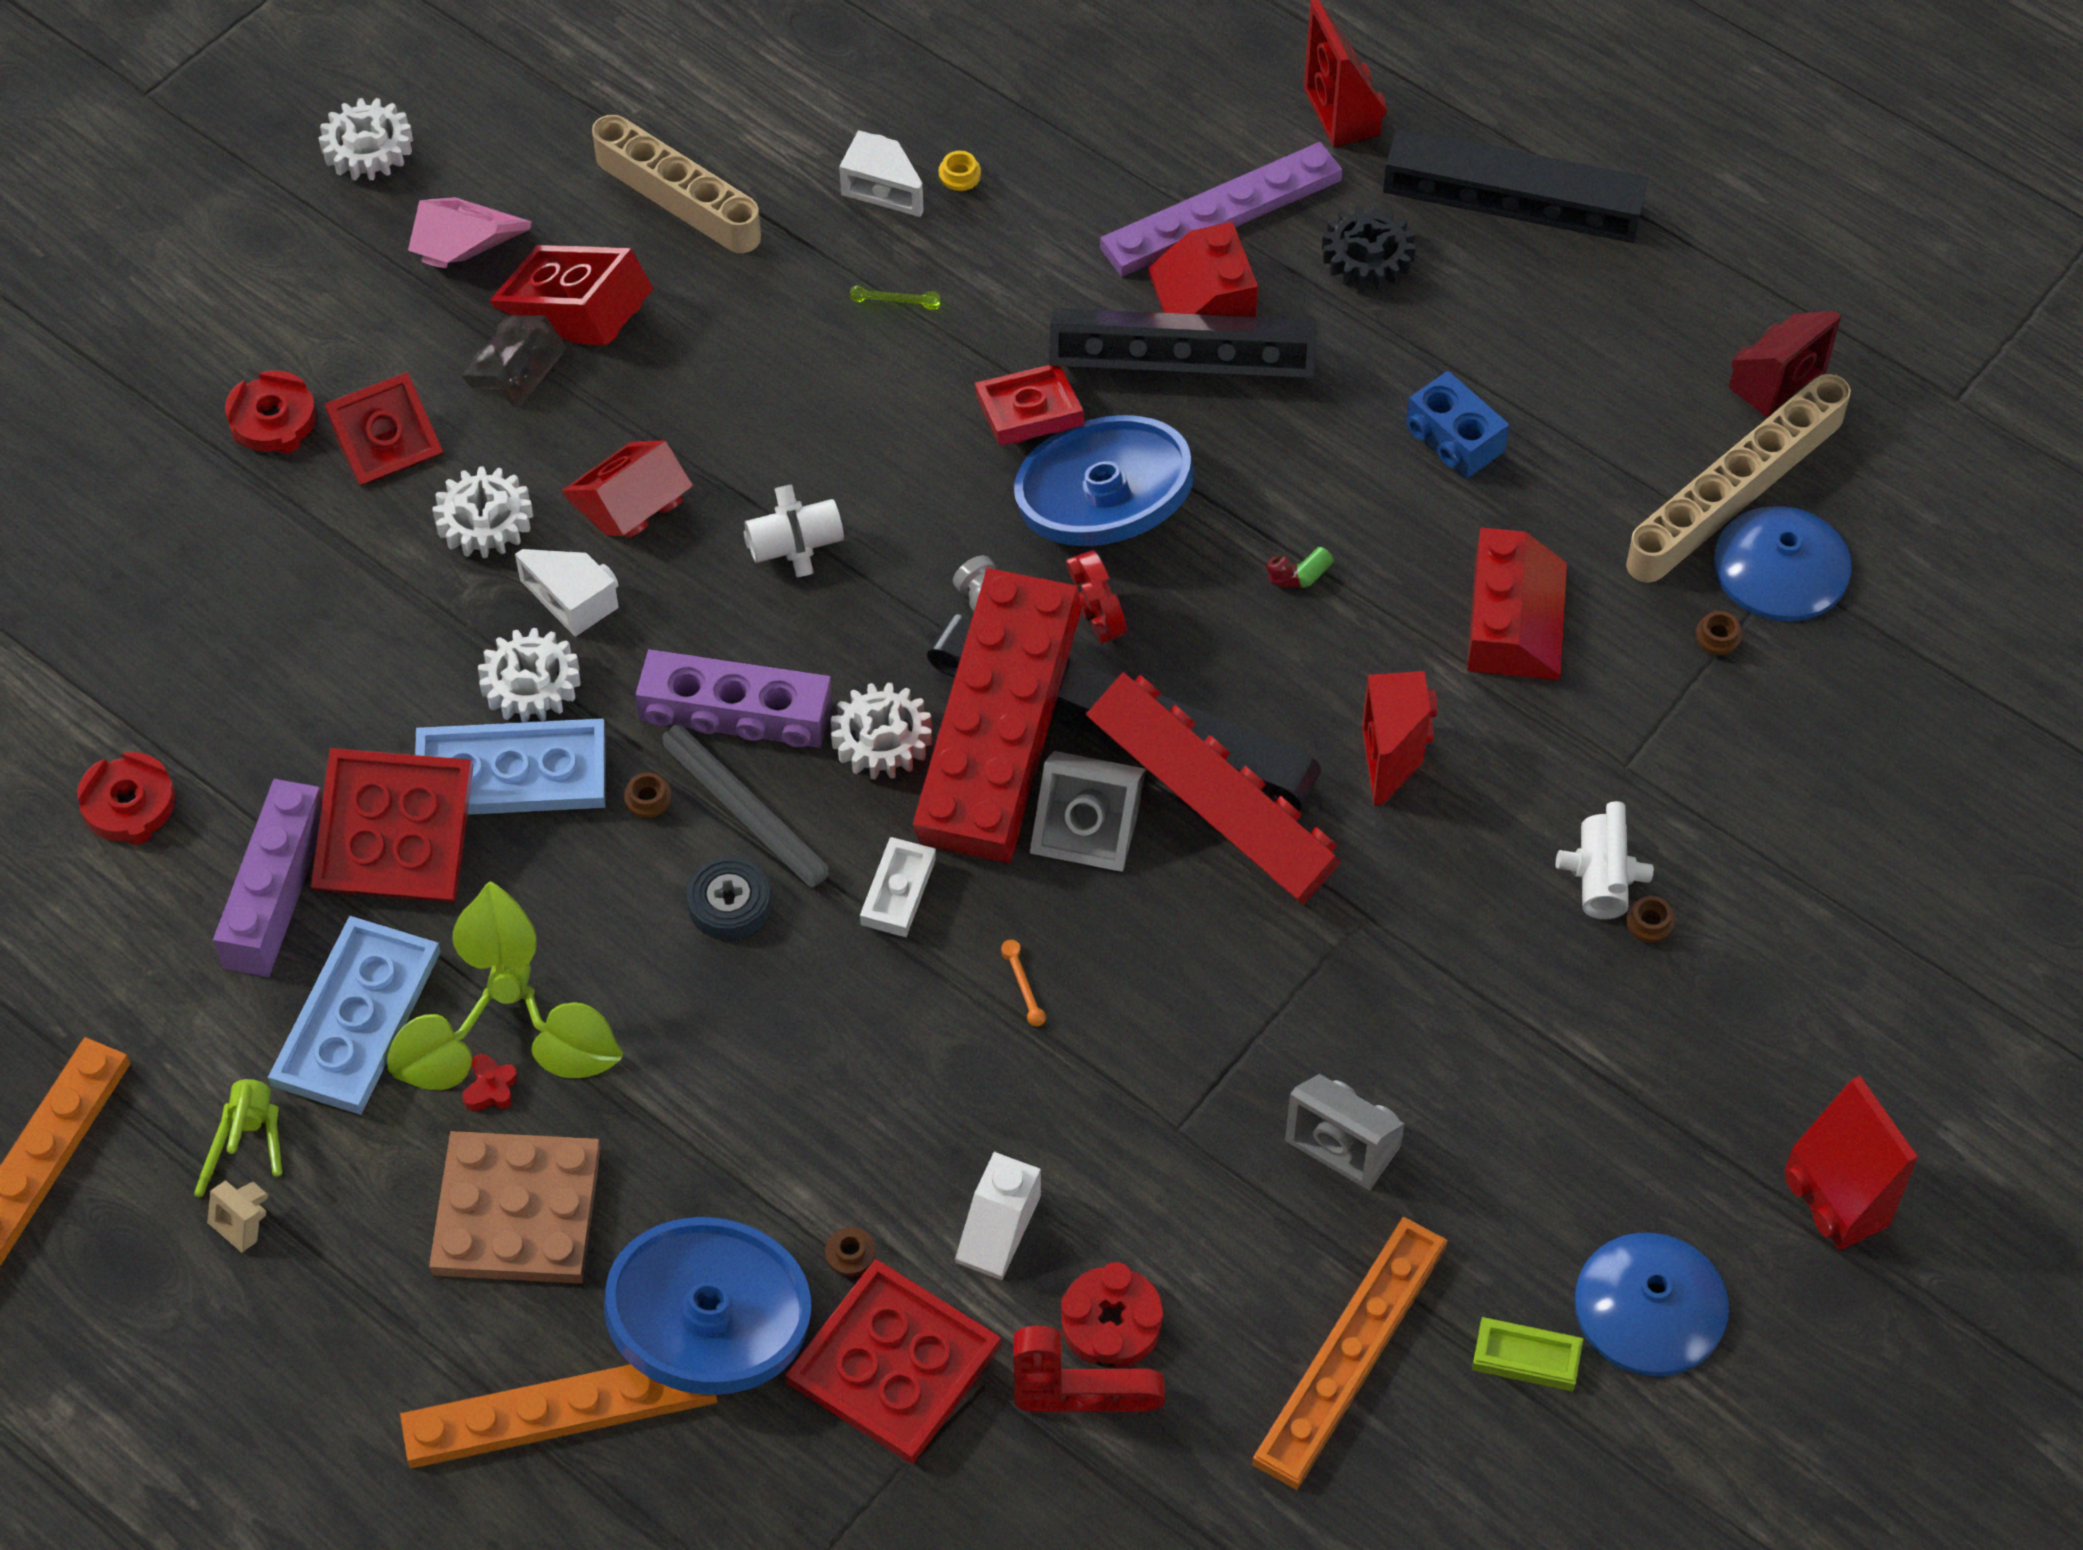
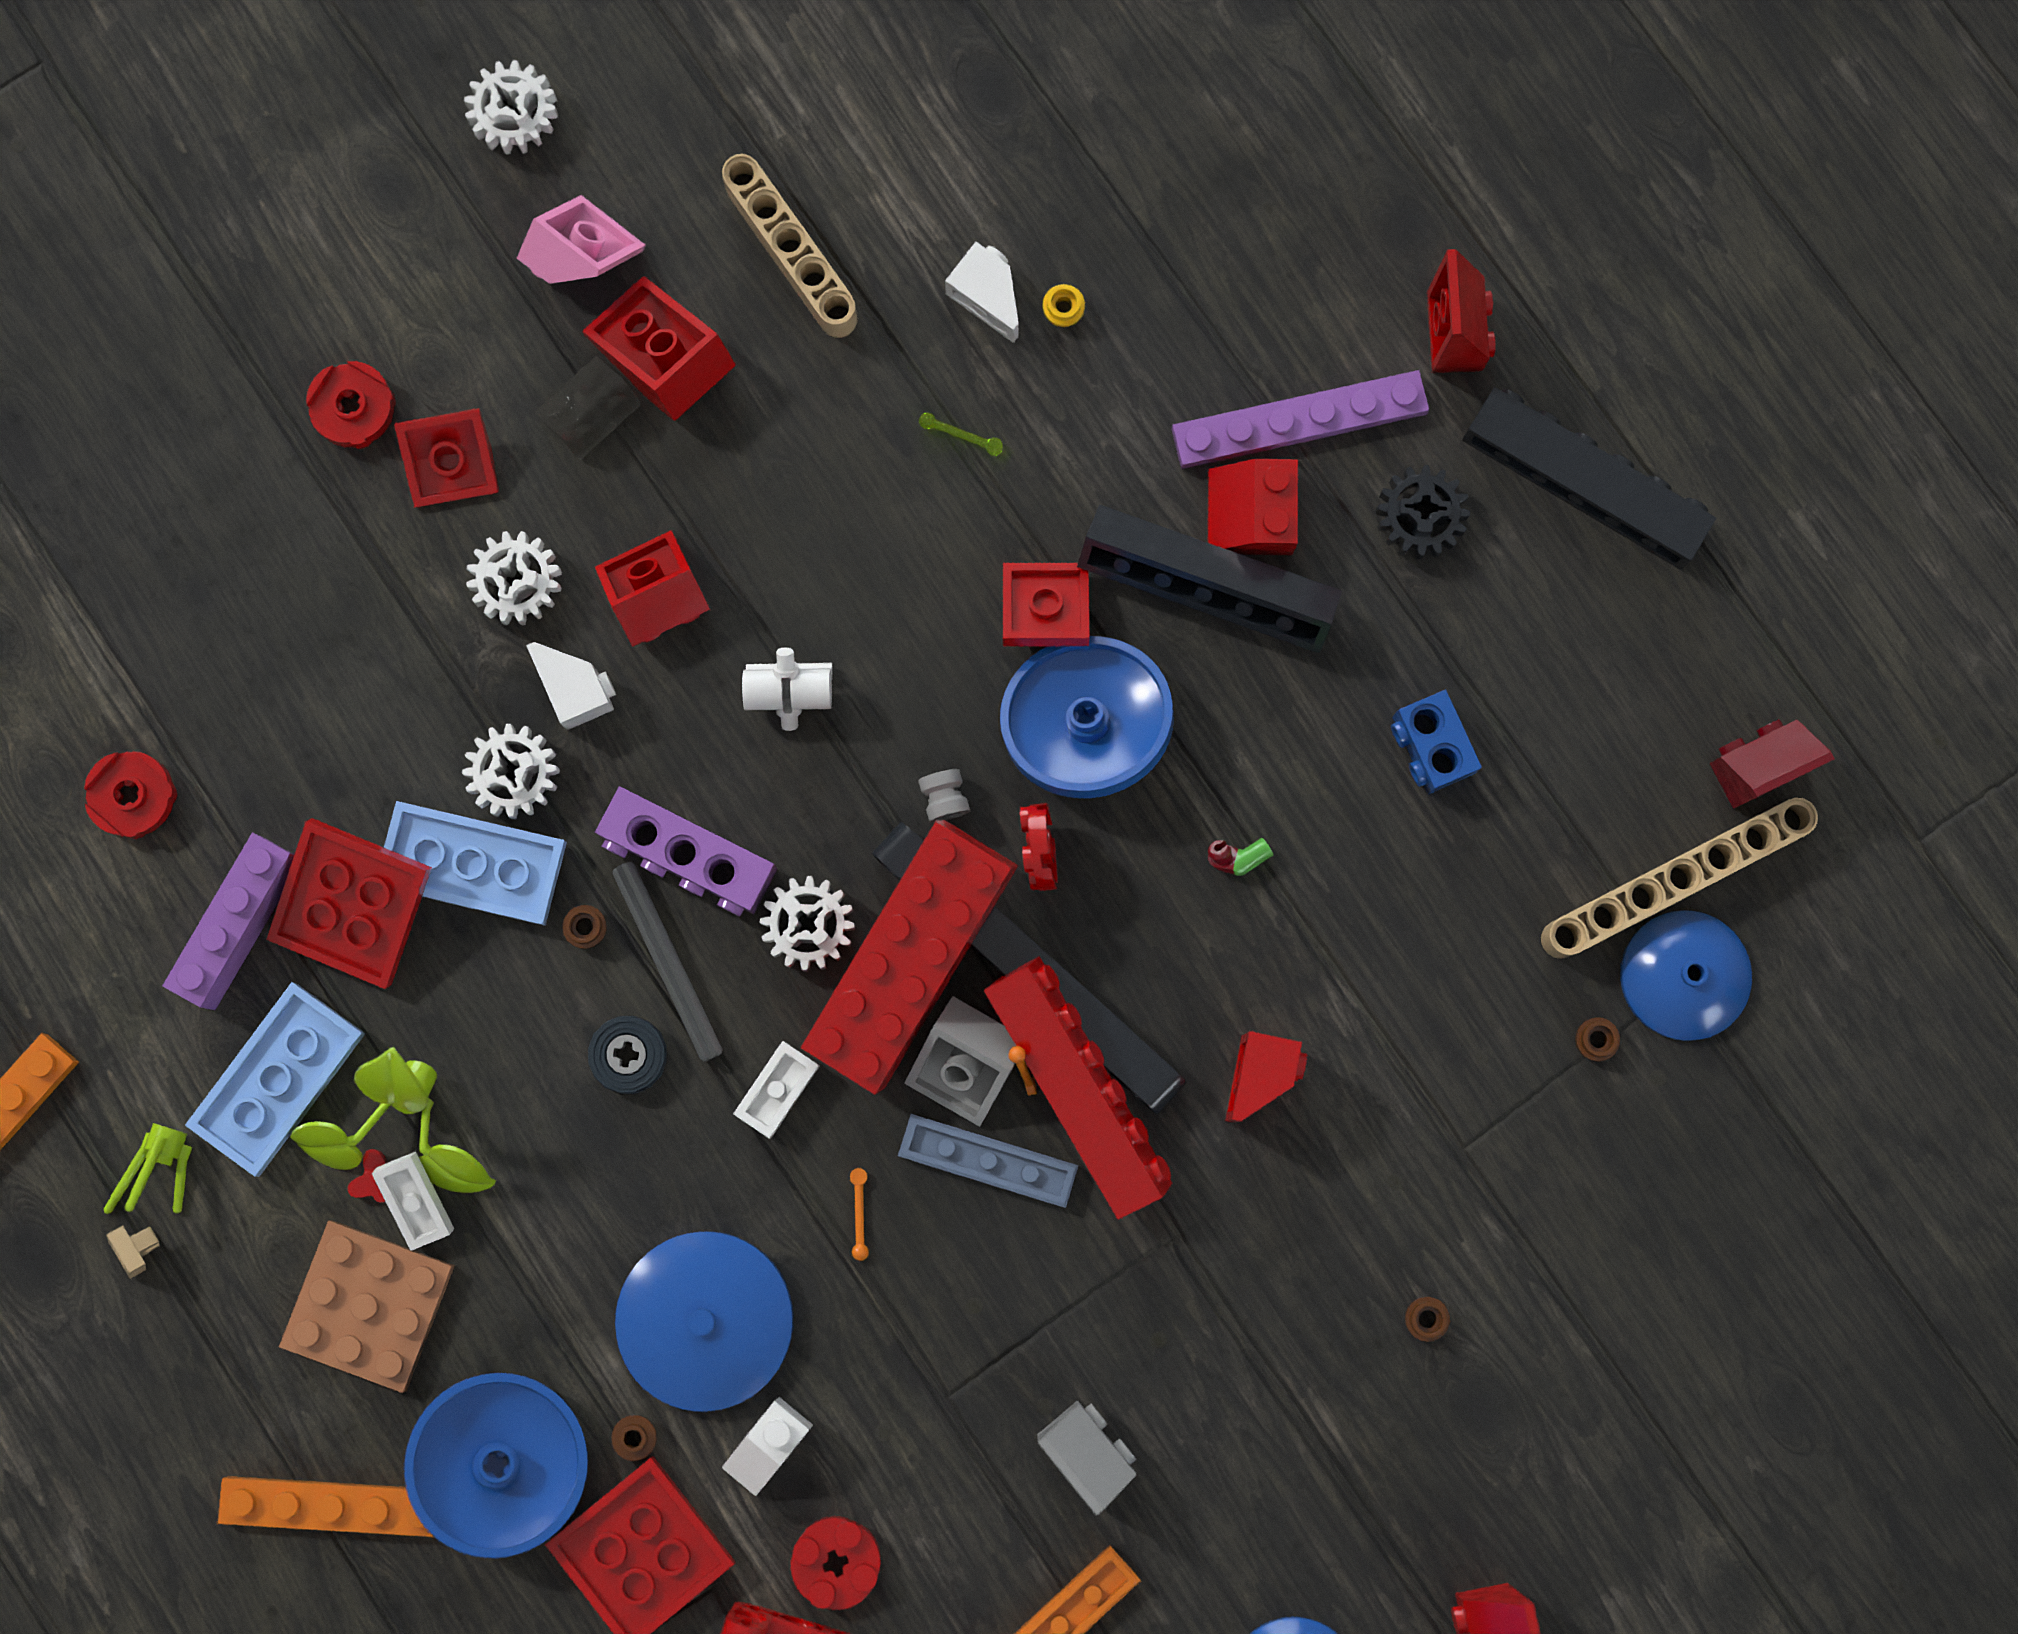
camera: 15 degrees right, 25 degrees up
(539, 1083) = (413, 1201): none -> white plate
(890, 1124) = (704, 1321): none -> blue dish
(1140, 761) = (1017, 1055): none -> orange hinge
(1141, 898) = (988, 1160): none -> sand blue tile
(1516, 606) = (1422, 959): red slope -> none
(1605, 864) = (1404, 1256): white pin -> none

